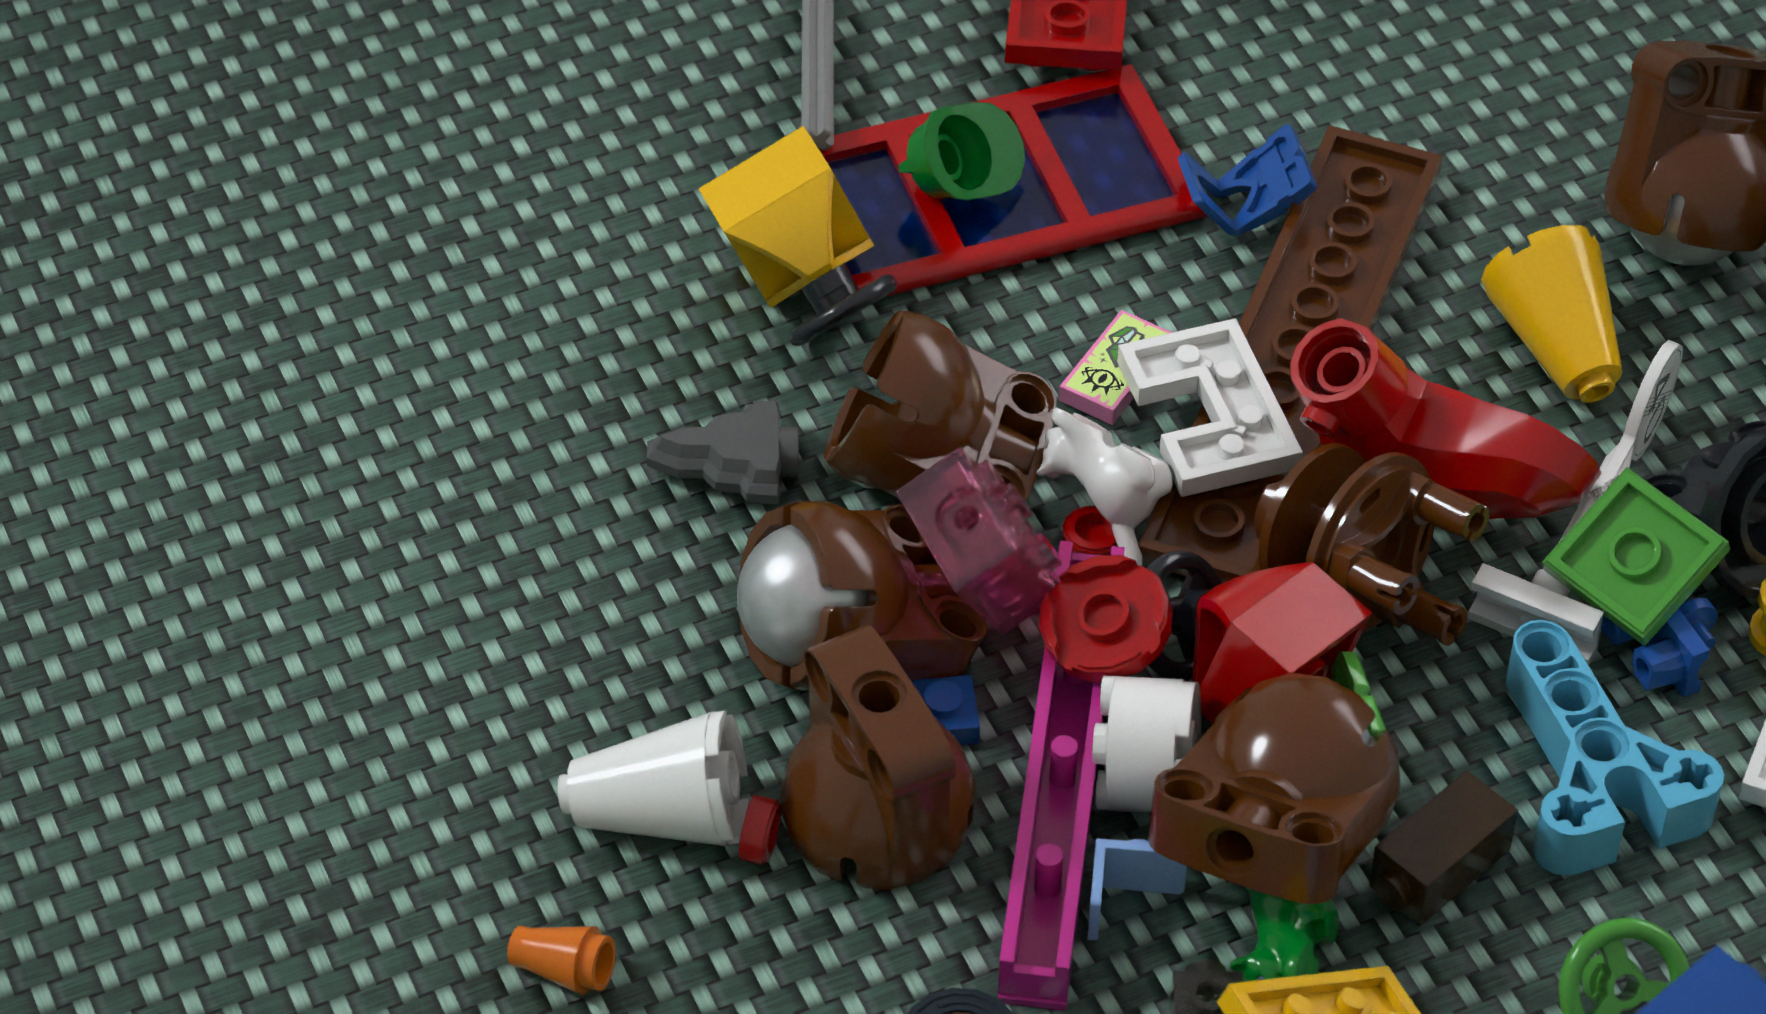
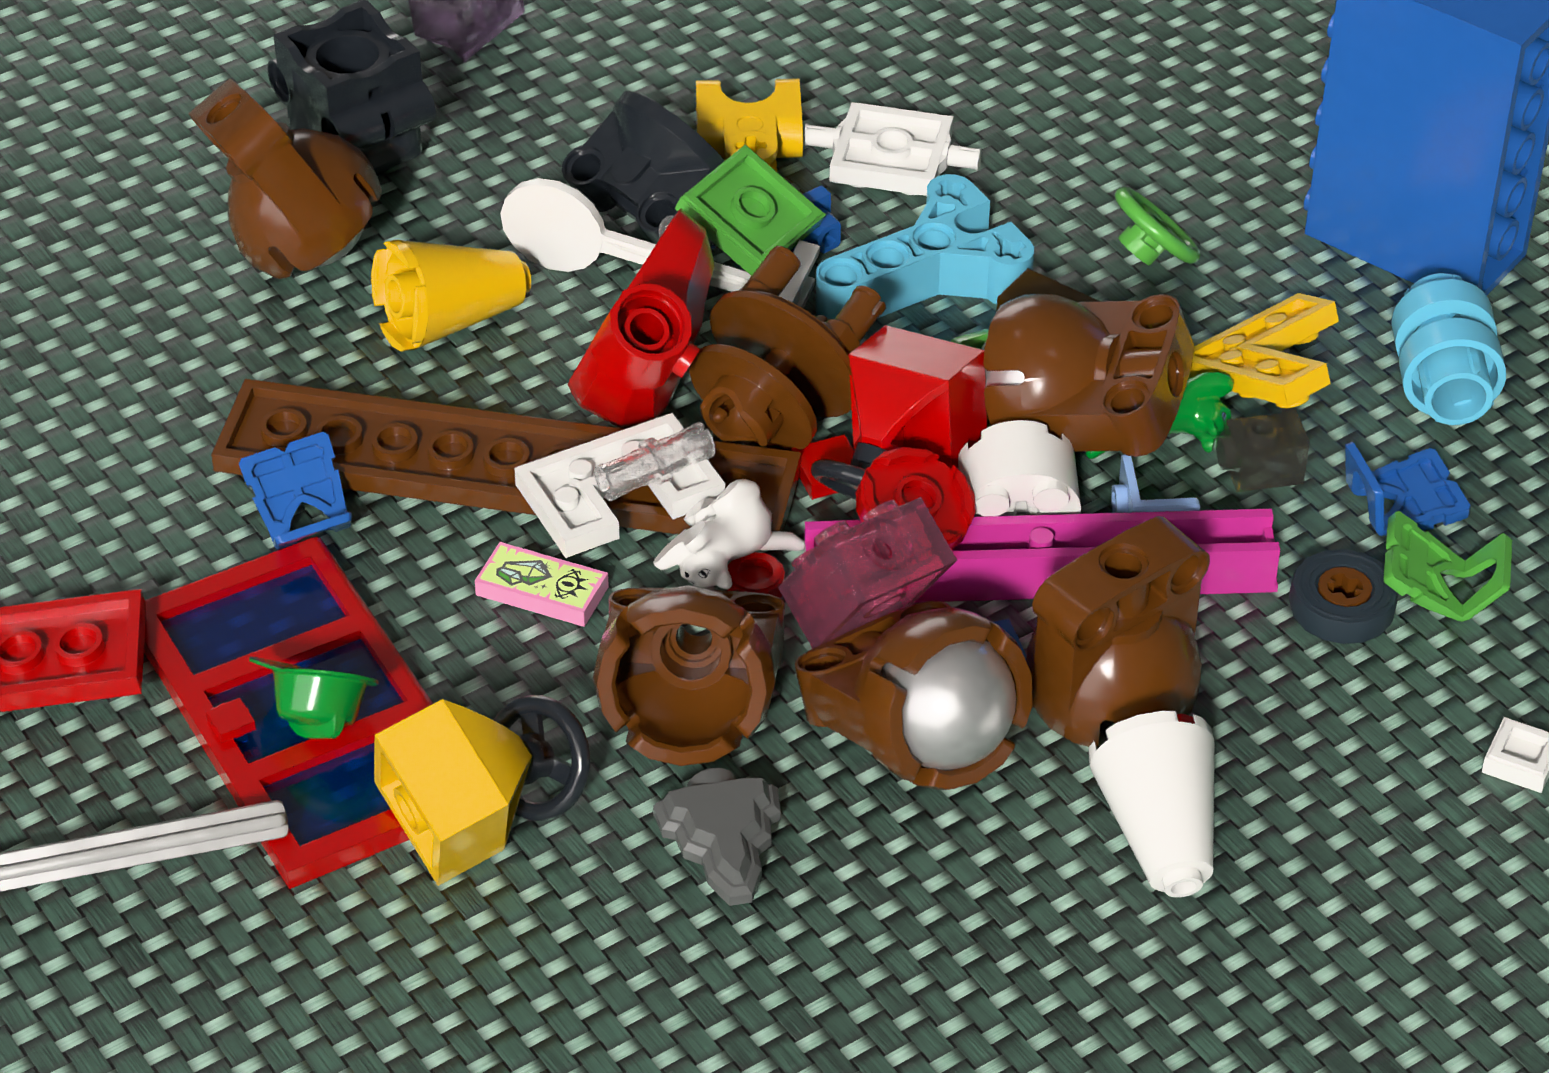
camera: 100 degrees left, 5 degrees down
(565, 955) = (1358, 854): orange cone -> none
(1207, 413) = (654, 461): none -> clear pin

